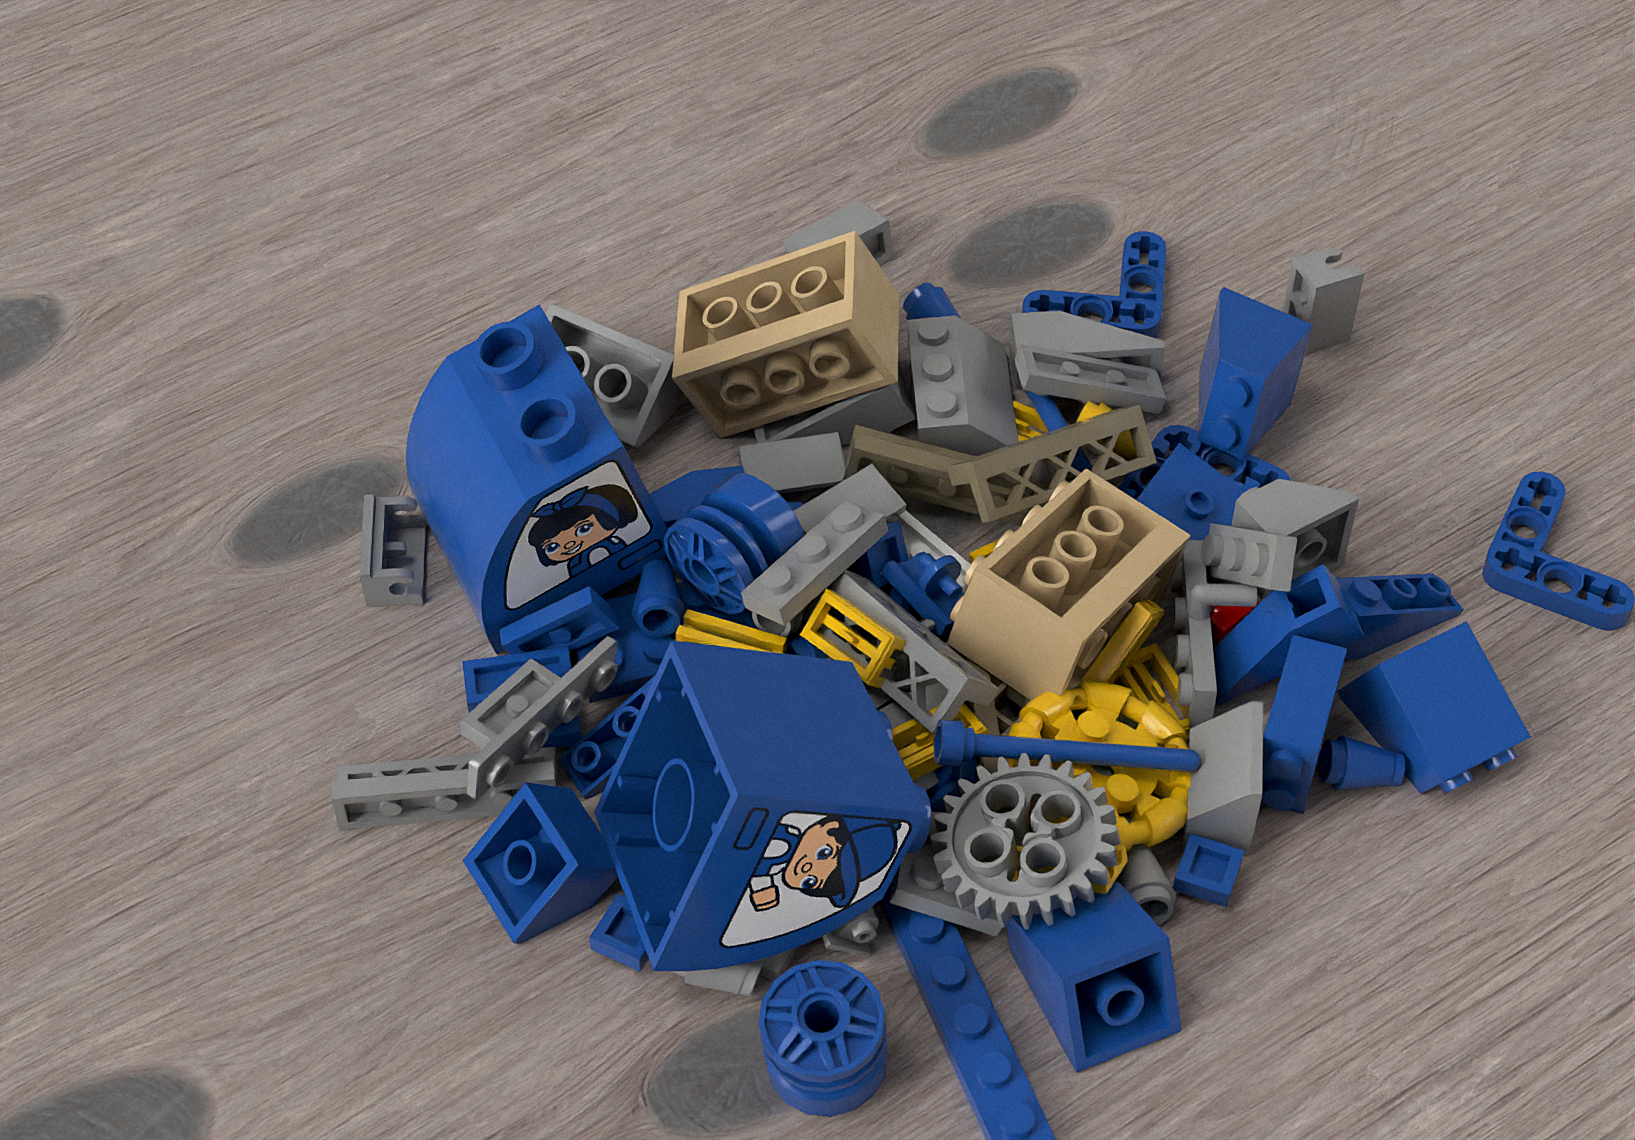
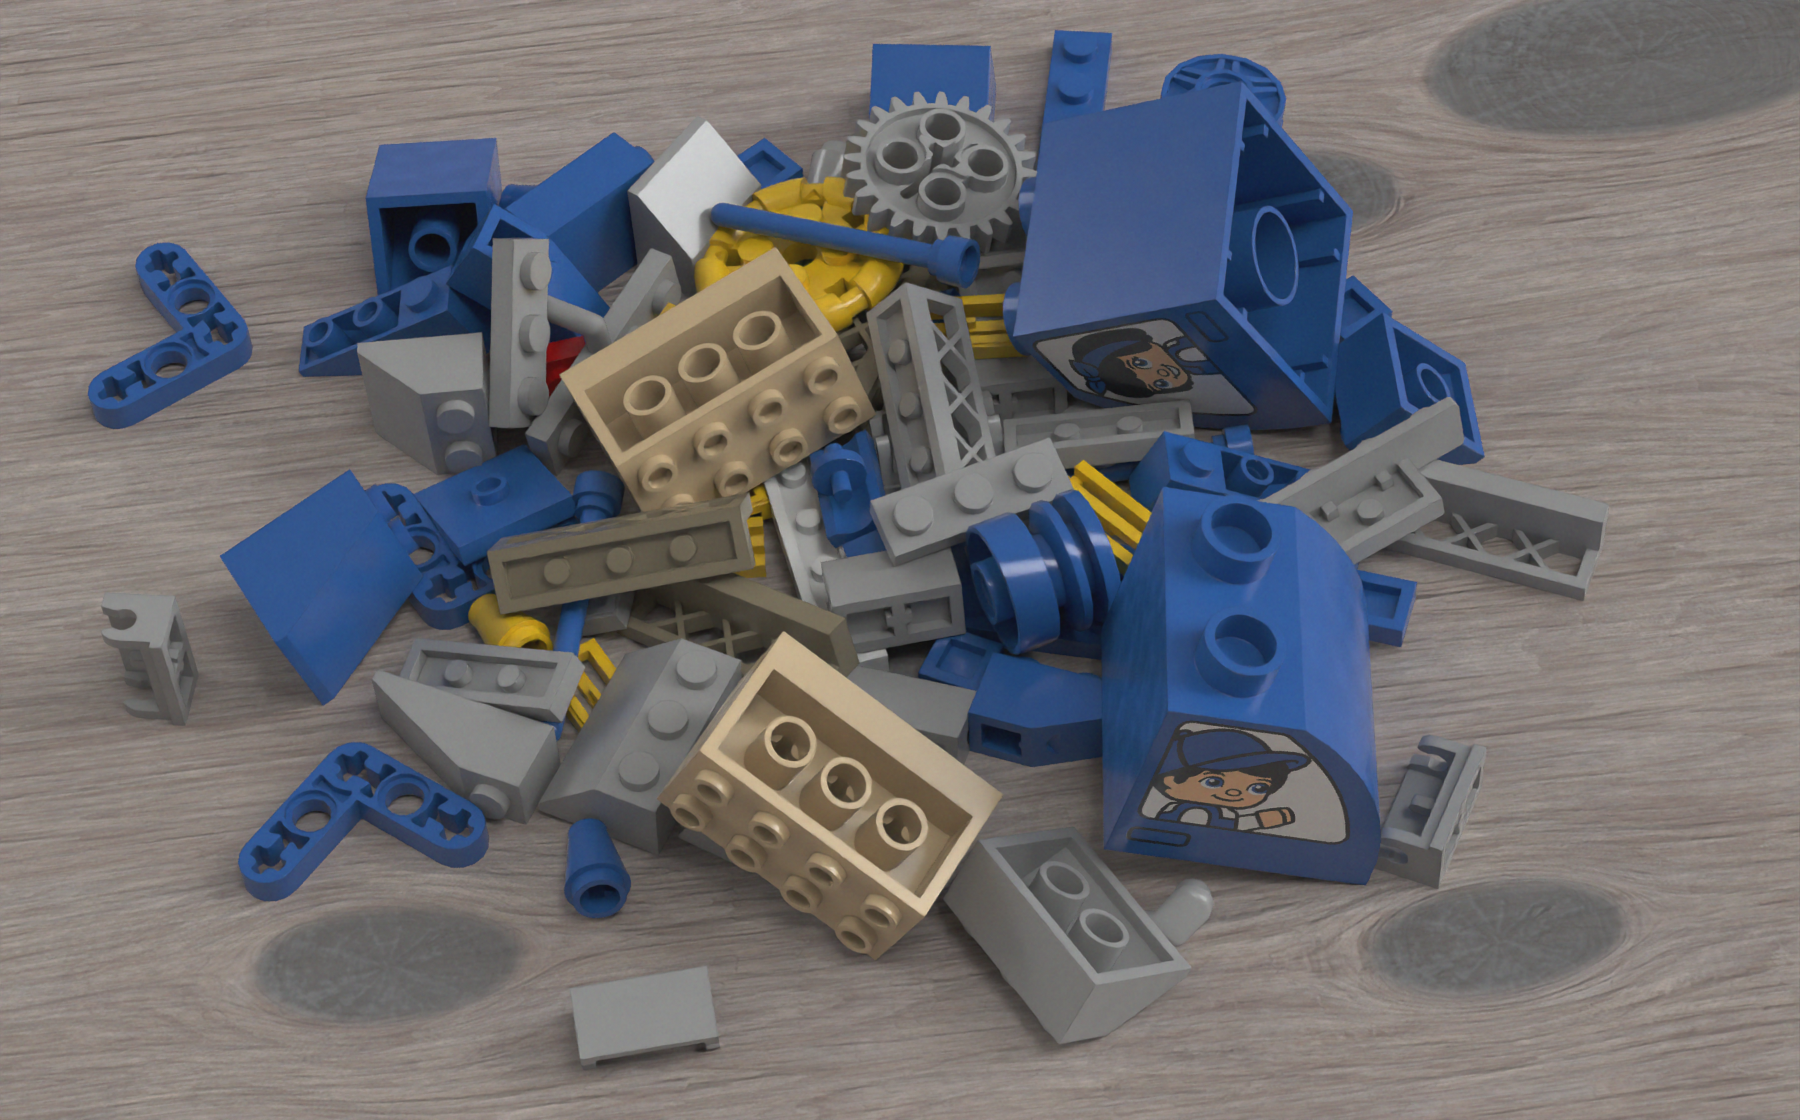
camera: 150 degrees left, 0 degrees up
(879, 655) = (974, 411): yellow tile -> none

